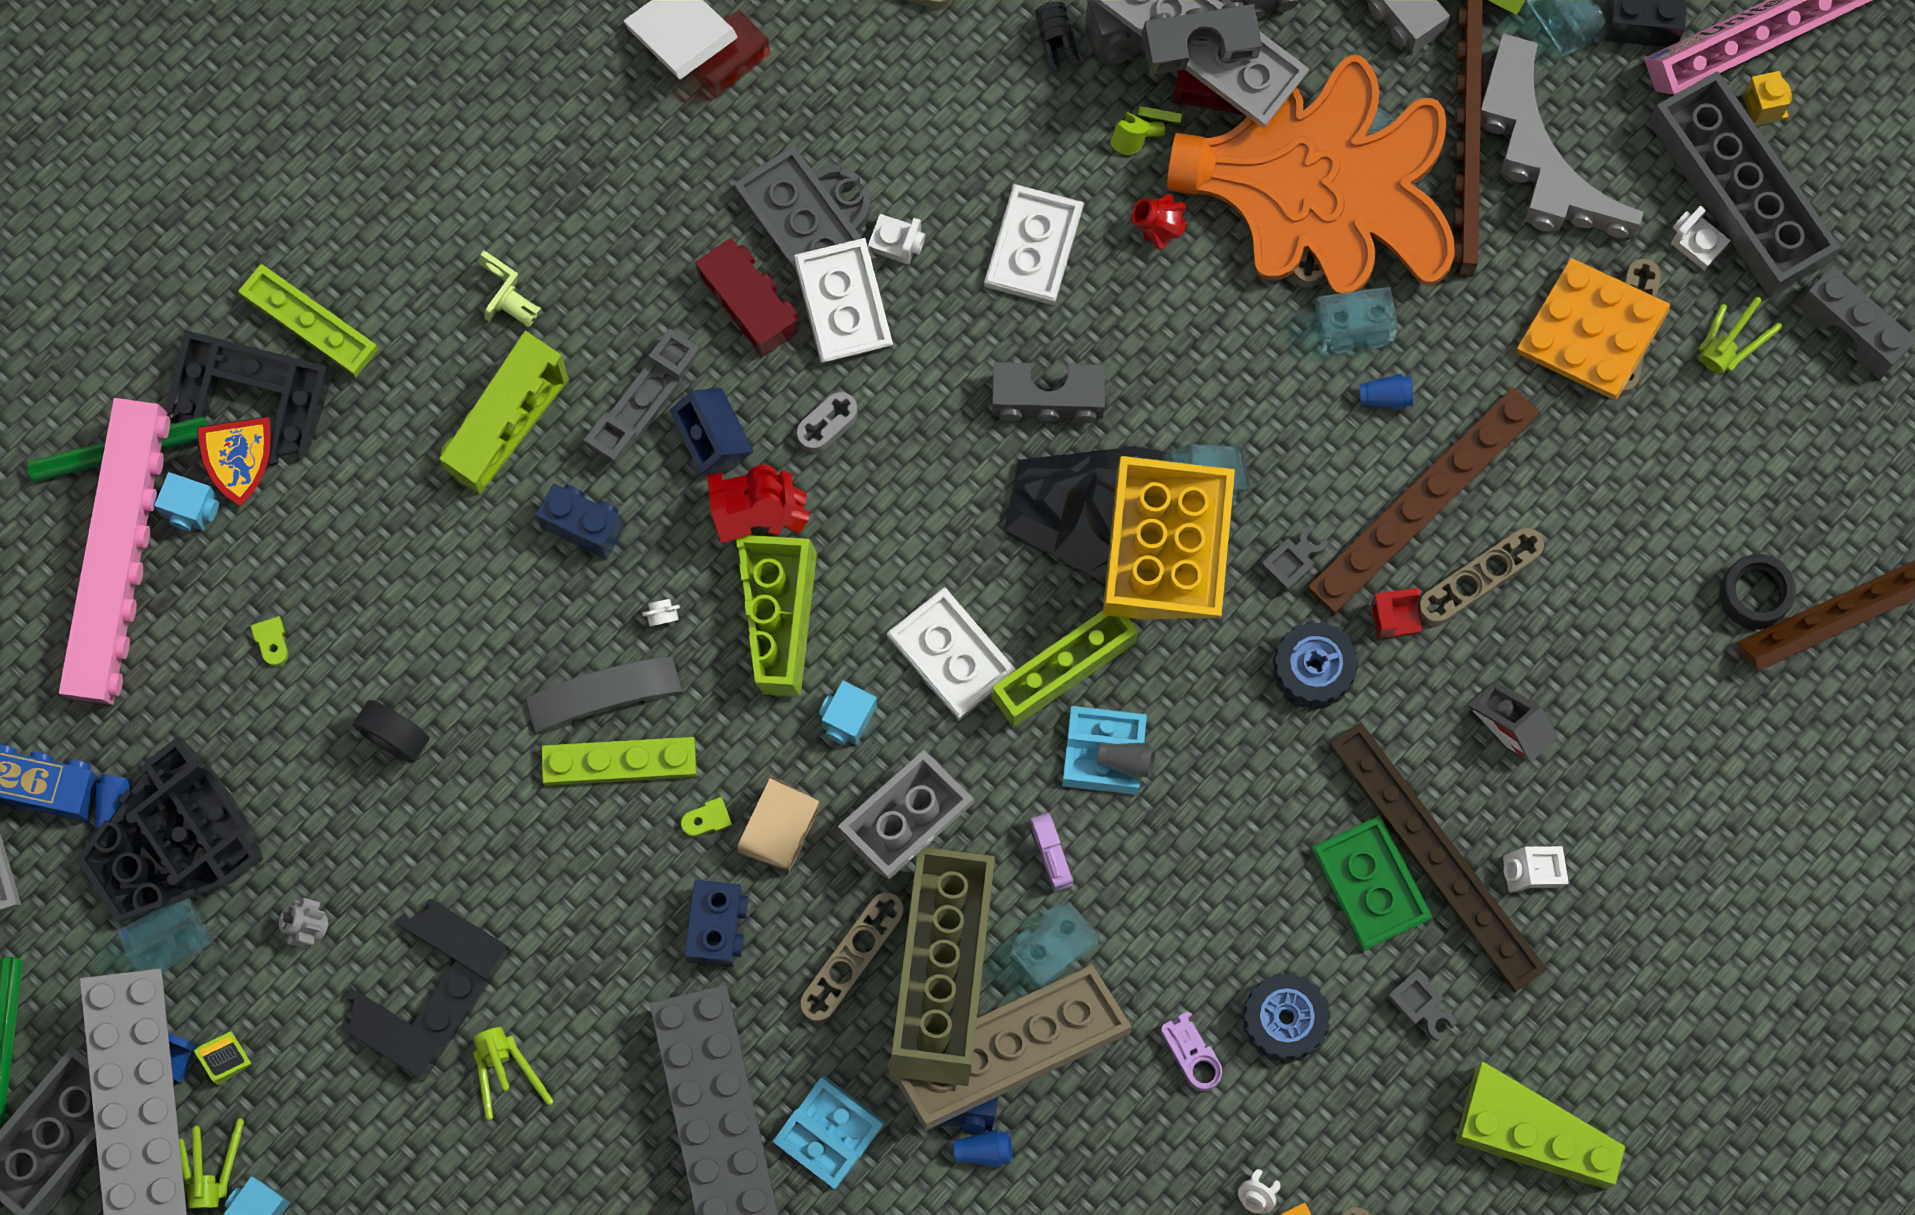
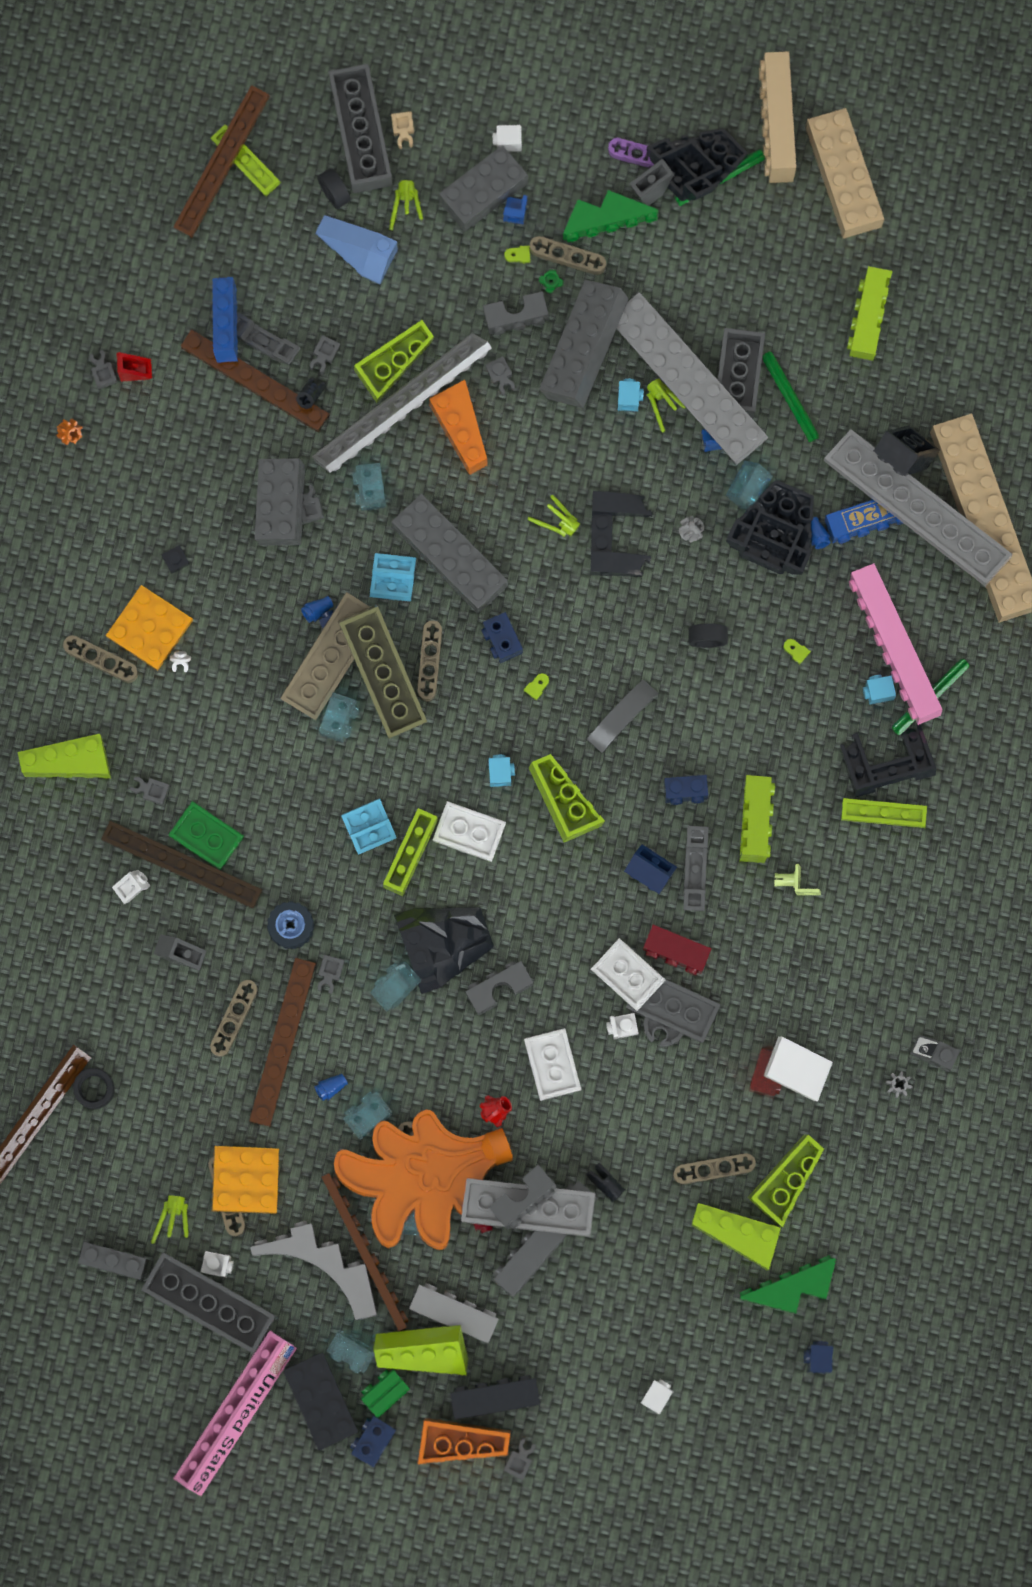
camera: 150 degrees right, 5 degrees up
(222, 1058) = (688, 451): slope -> none
(235, 455) = (871, 723): shield -> none
(619, 761) = (595, 688): lime plate -> none
(661, 612) = (619, 768): white plate -> none
(756, 500) = (605, 843): red hips -> none
(778, 825) = (500, 699): tan piece -> none
(822, 416) = (603, 912): light grey beam -> none
(905, 815) = (440, 733): light grey slope -> none
(1051, 852) = (365, 761): lavender piece -> none
(1128, 758) = (352, 824): dark grey cone -> none
(1131, 134) = (534, 1155): lime piece -> none
(1160, 115) = (522, 1171): lime piece -> none
(1168, 540) = (391, 929): yellow slope -> none
(1189, 1050) = (249, 708): lavender piece -> none
(1293, 996) = (215, 759): black wheel -> none
(1396, 613) = (264, 974): red panel -> none
(1772, 97) = (220, 1363): yellow brick -> none

